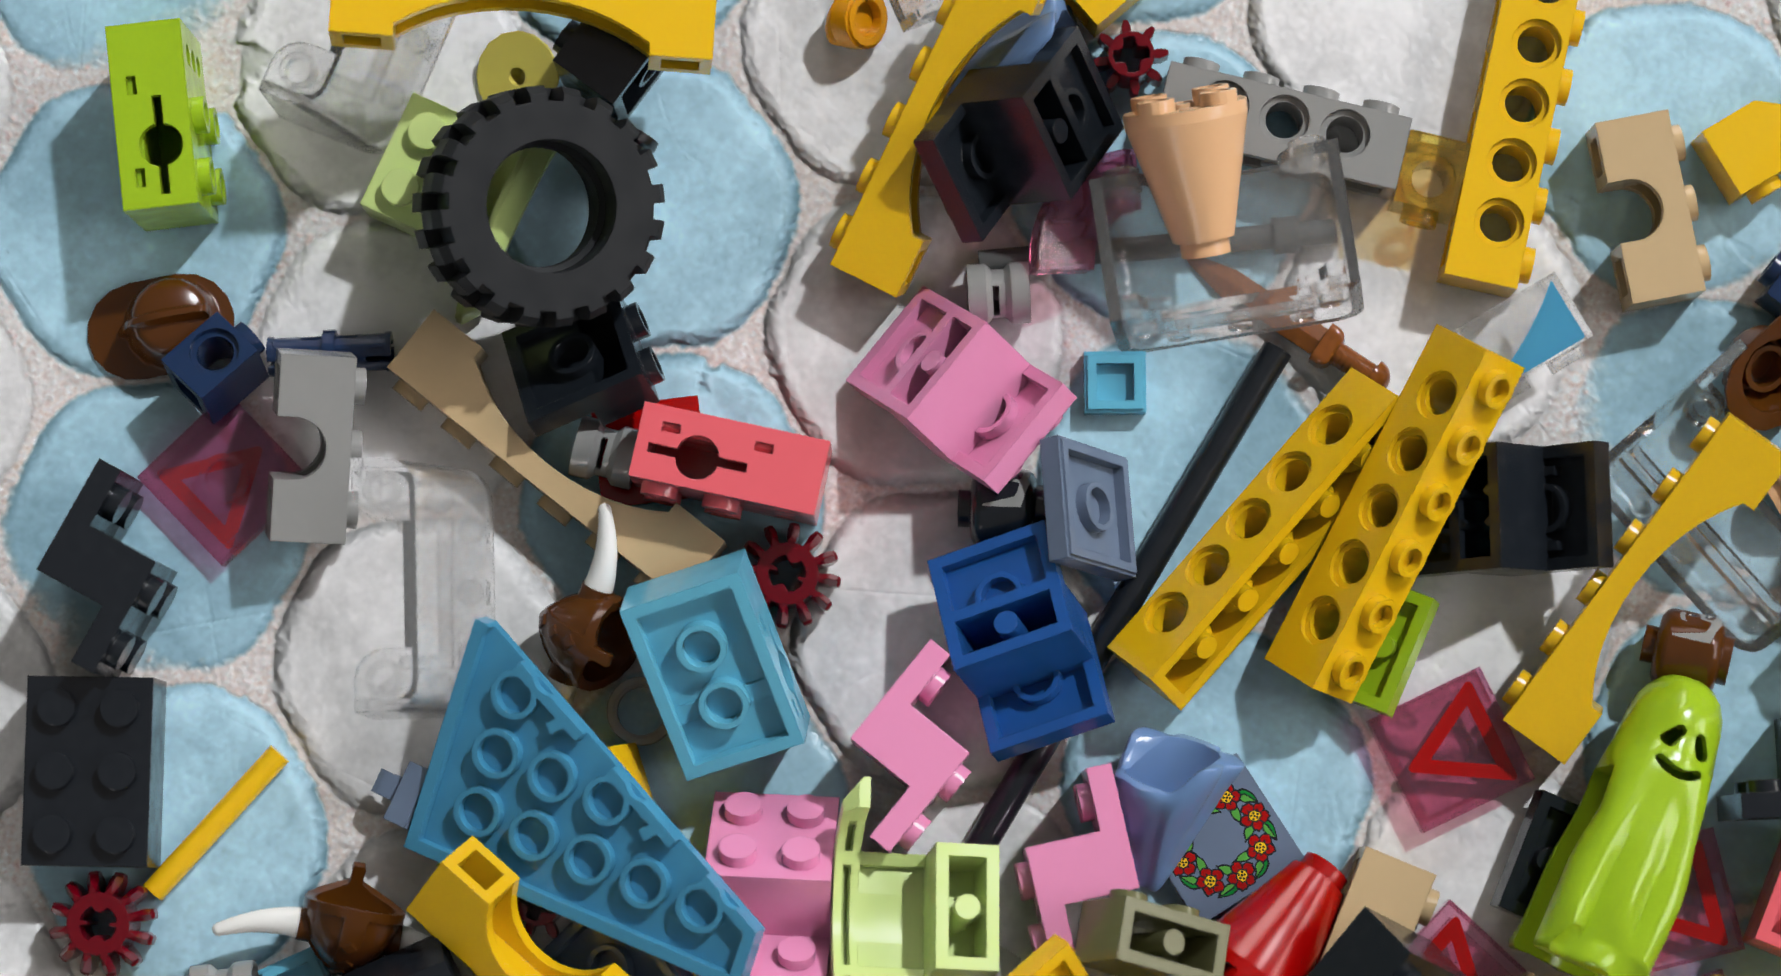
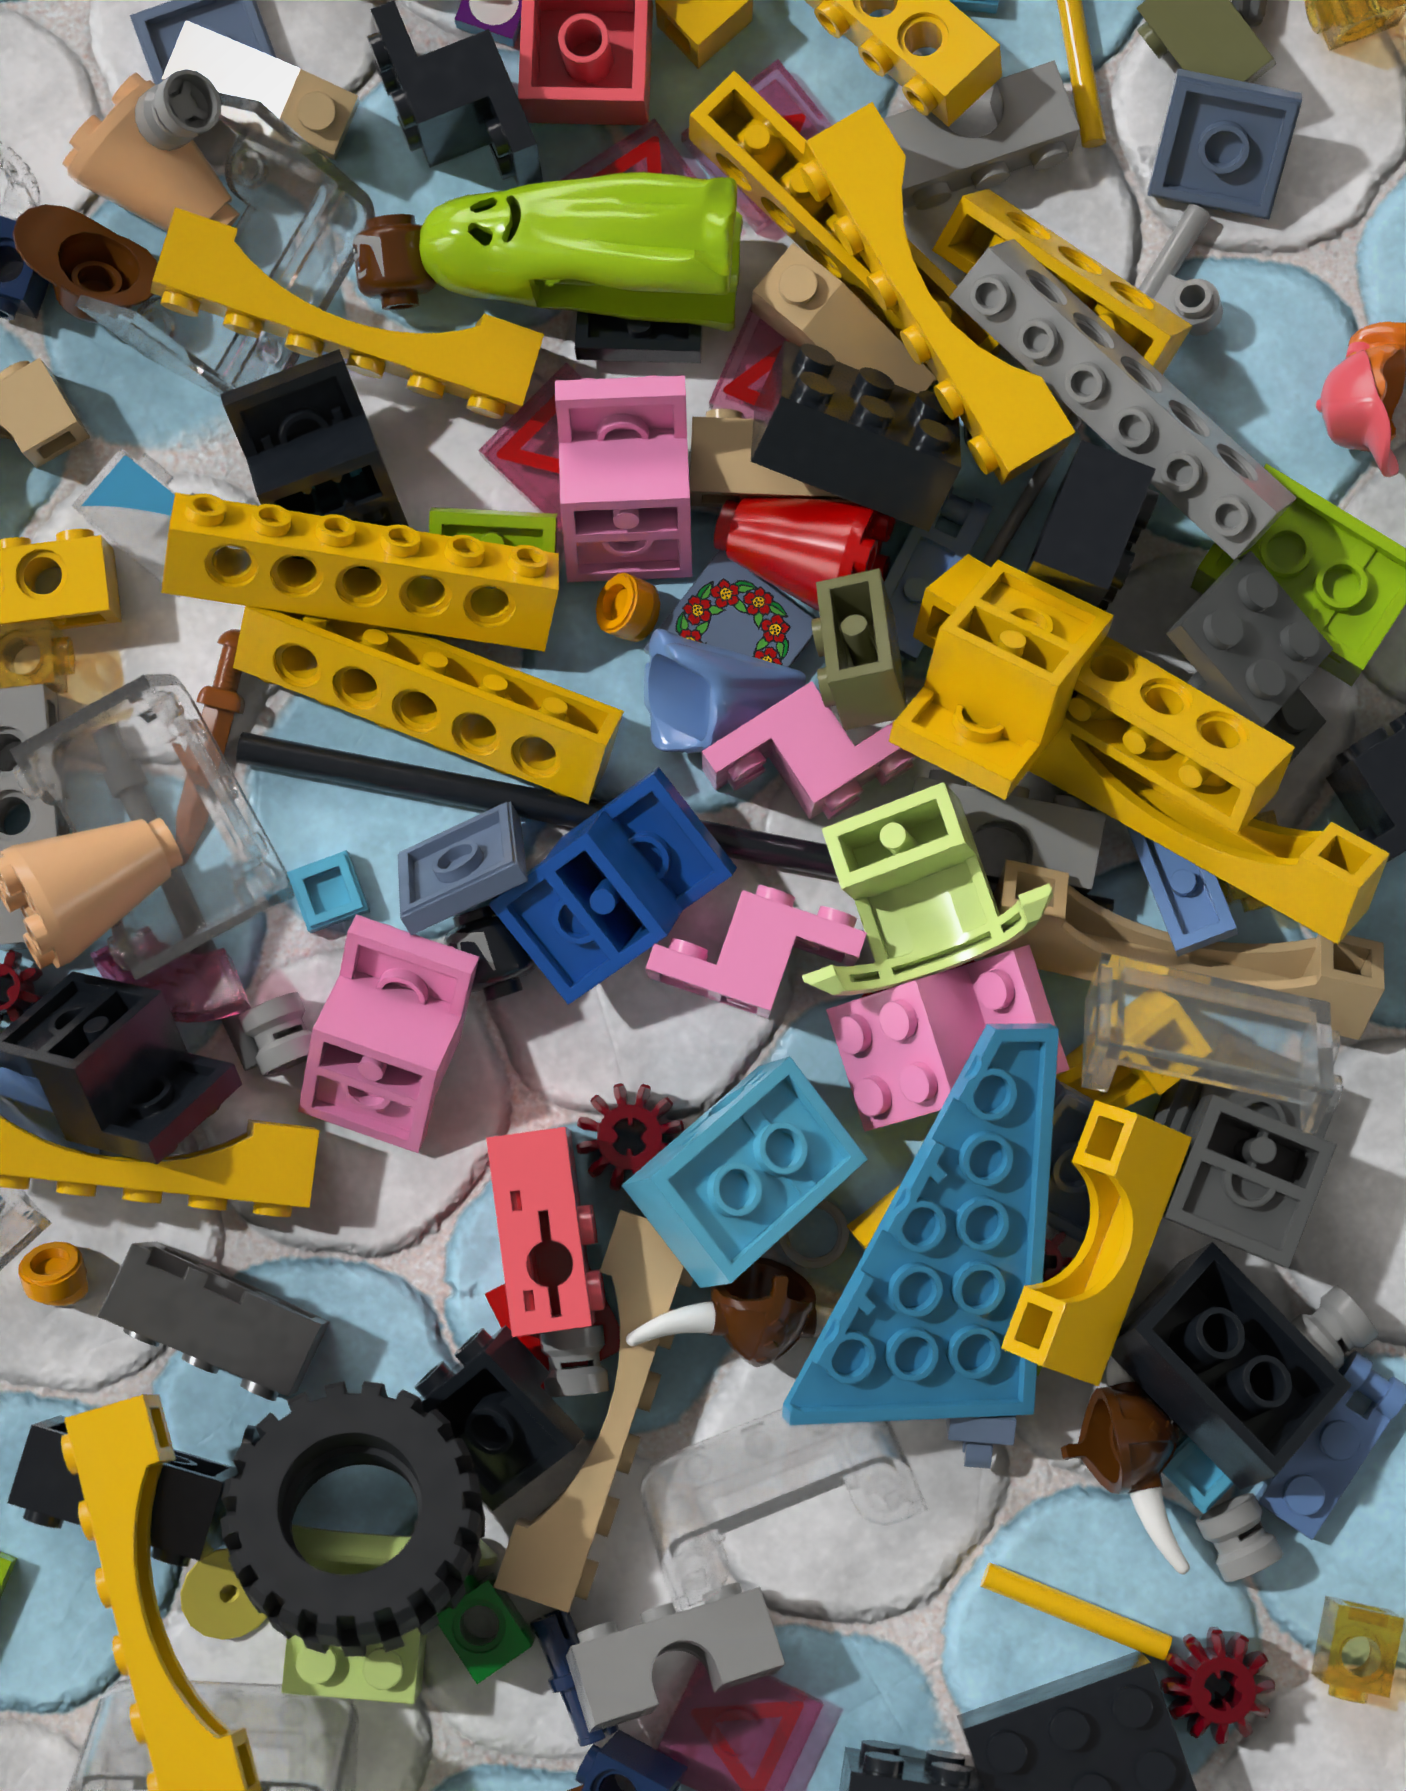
camera: 110 degrees left, 0 degrees up
(377, 286) = (486, 1655): none -> green brick
(762, 146) = (213, 1319): none -> flat silver wedge
(1280, 752) = (628, 607): none -> light orange tile
(1398, 788) = (624, 477): none -> bright pink bracket

